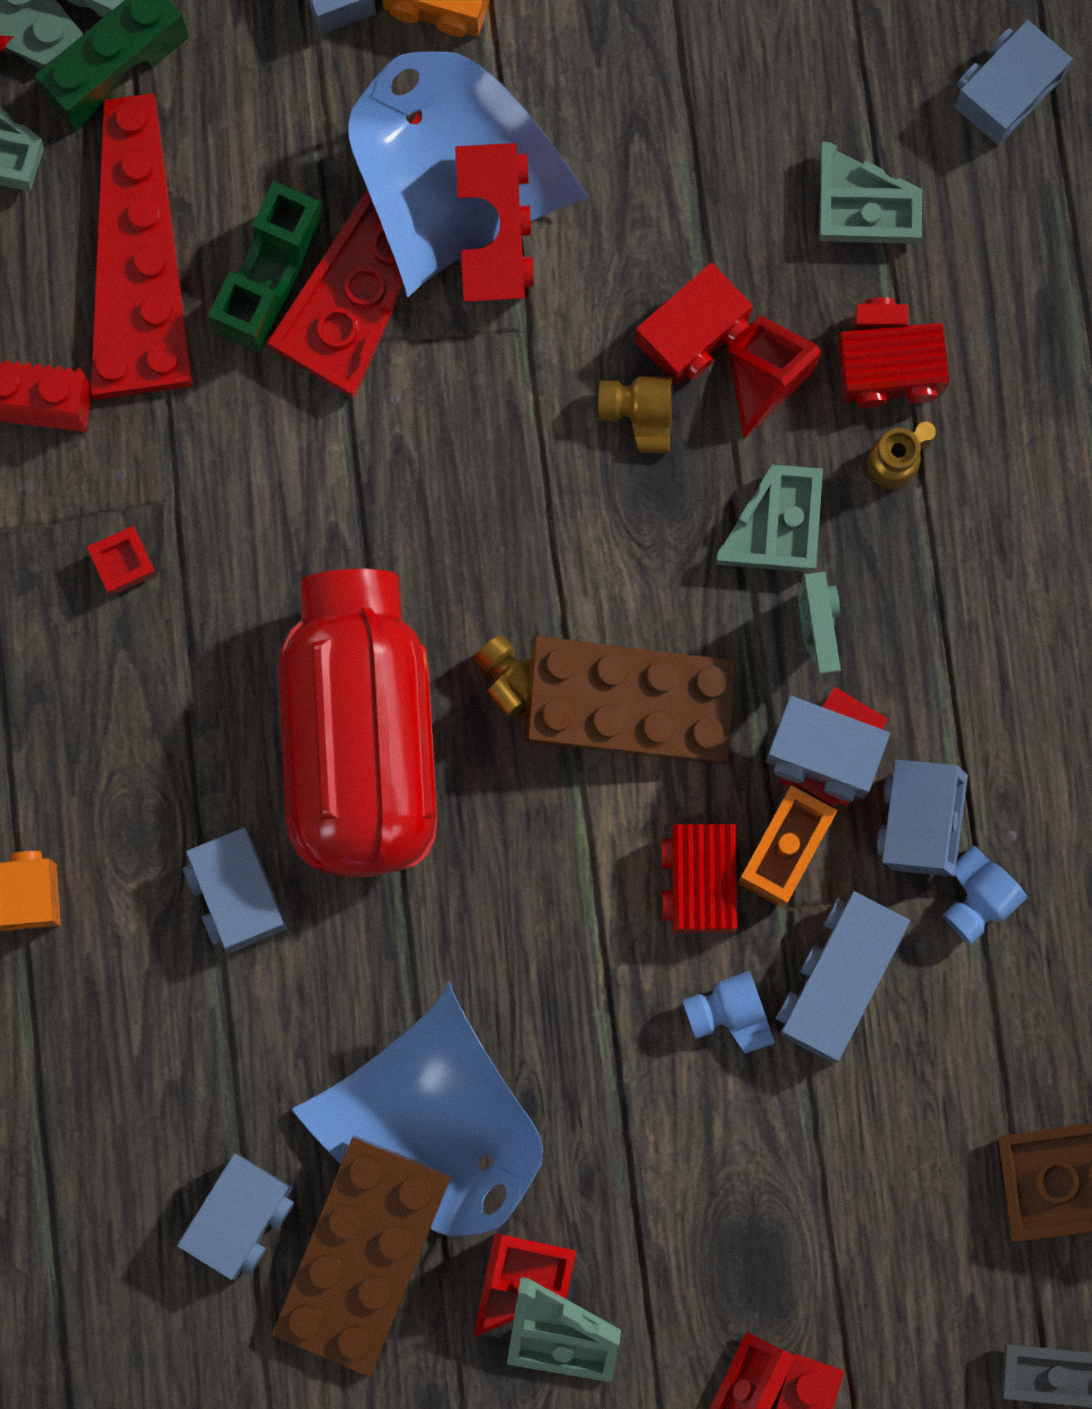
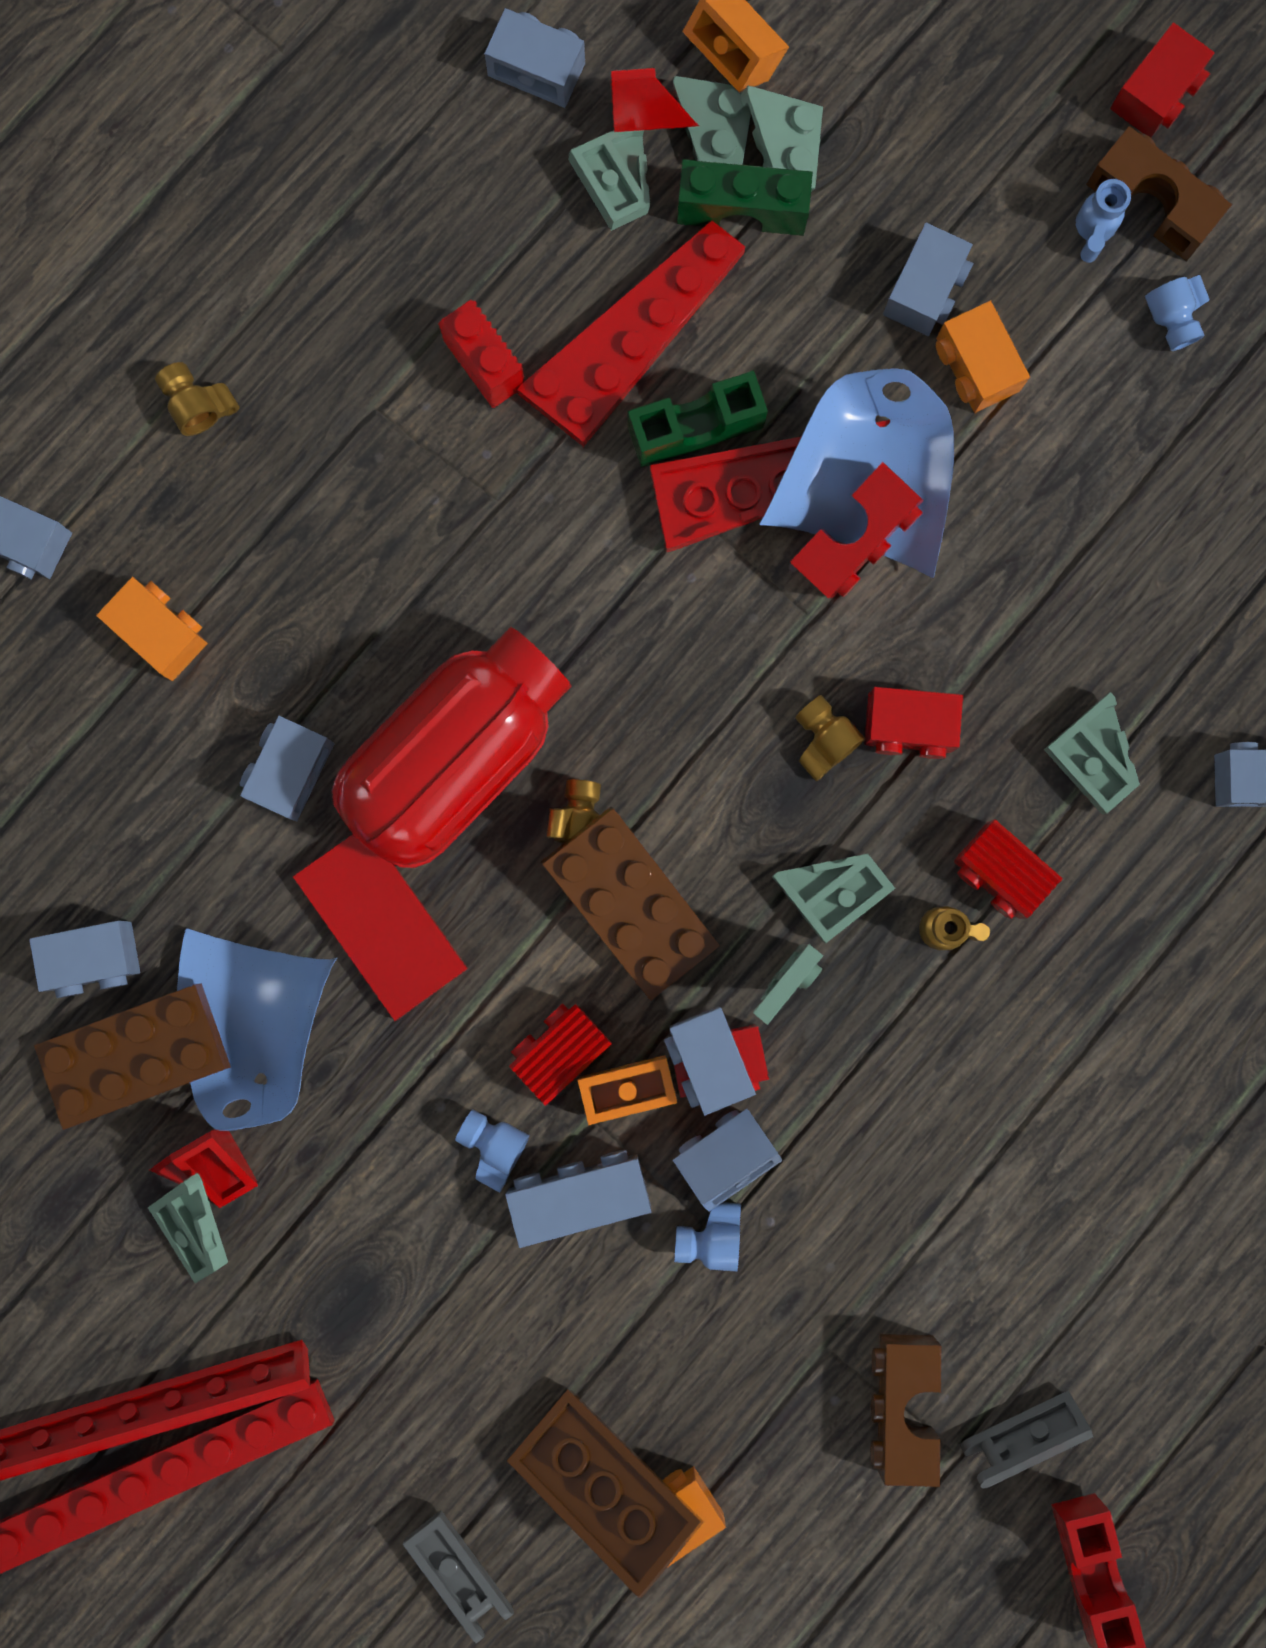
camera: 45 degrees right, 5 degrees up
(121, 560) = (429, 505): red plate -> none
(446, 933) = (380, 925): none -> red tile
(768, 369) = (928, 794): red slope -> none
(879, 313) = (1030, 833): red plate -> none

